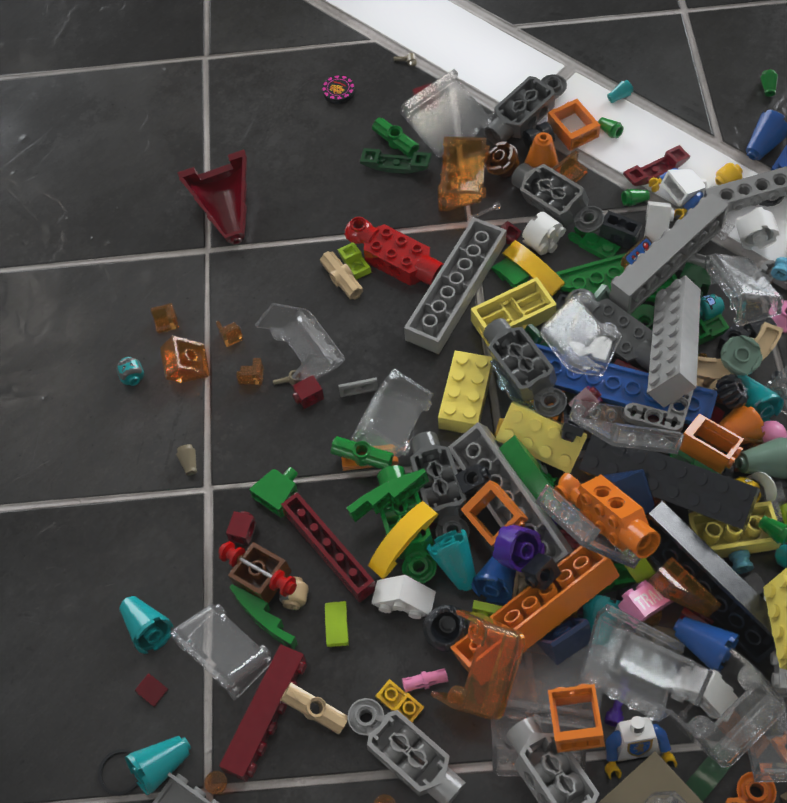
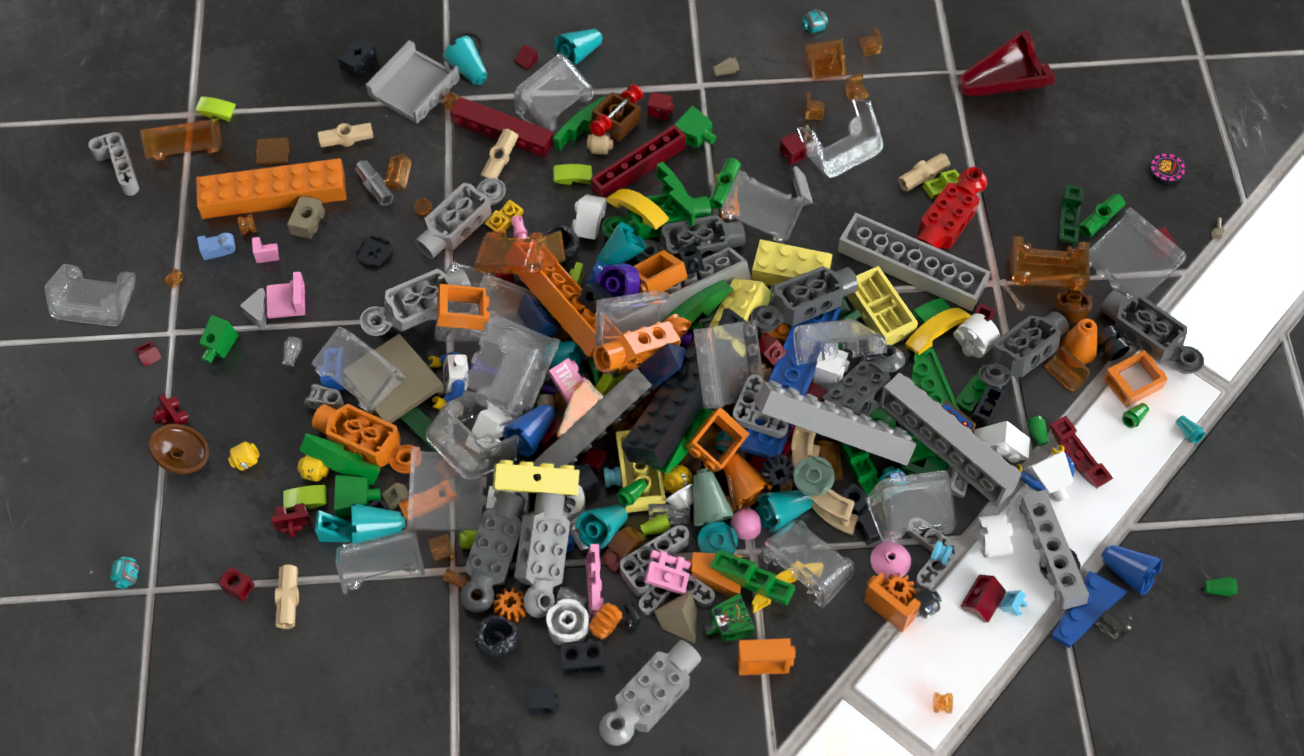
camera: 85 degrees right, 0 degrees up
(728, 173) = (1072, 523): yellow head -> none

